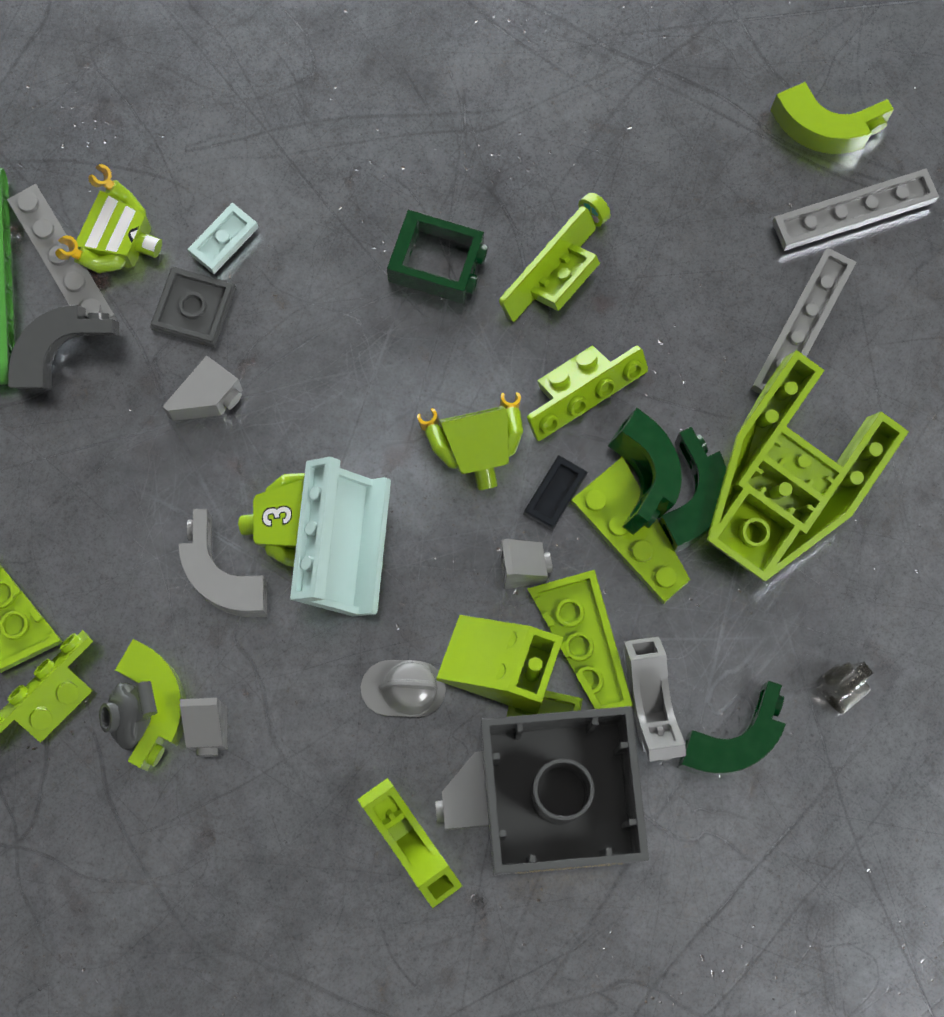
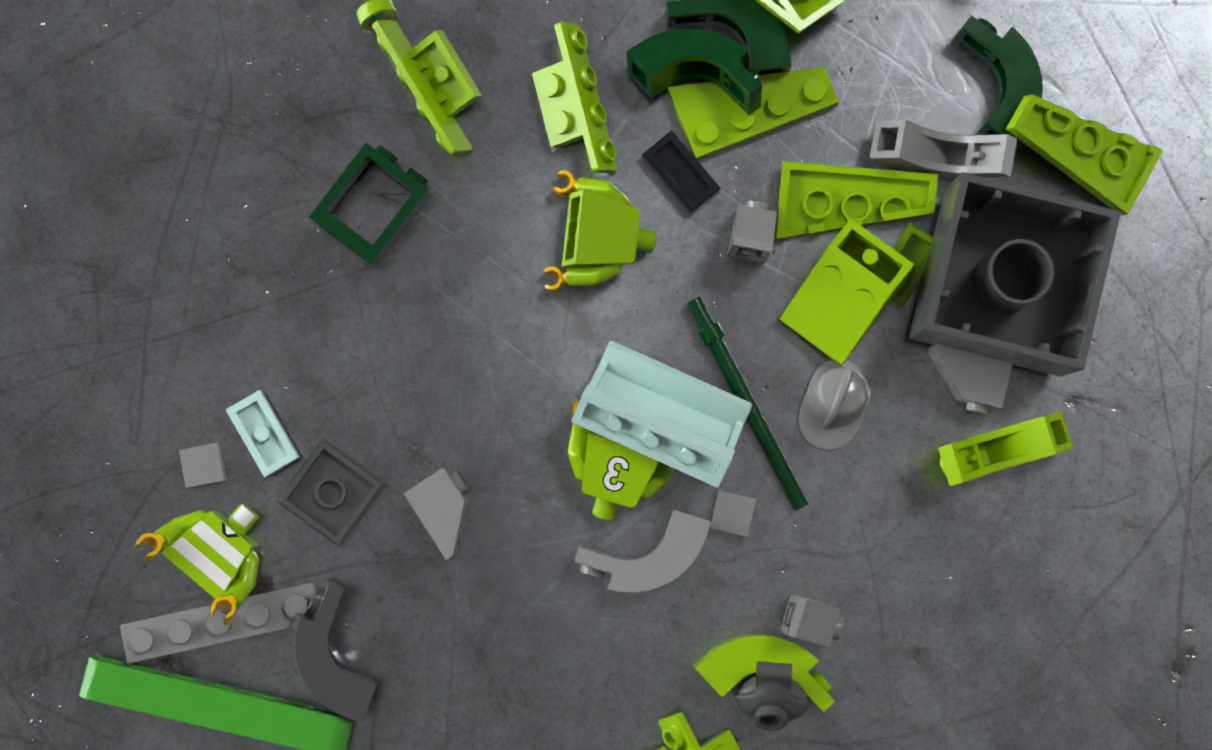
camera: 70 degrees left, 10 degrees up
(183, 203) = (202, 465): none -> light grey tile
(279, 632) = (732, 513): none -> light grey tile
(425, 563) = (711, 335): none -> dark green bar
(700, 835) = (1094, 157): none -> lime wing

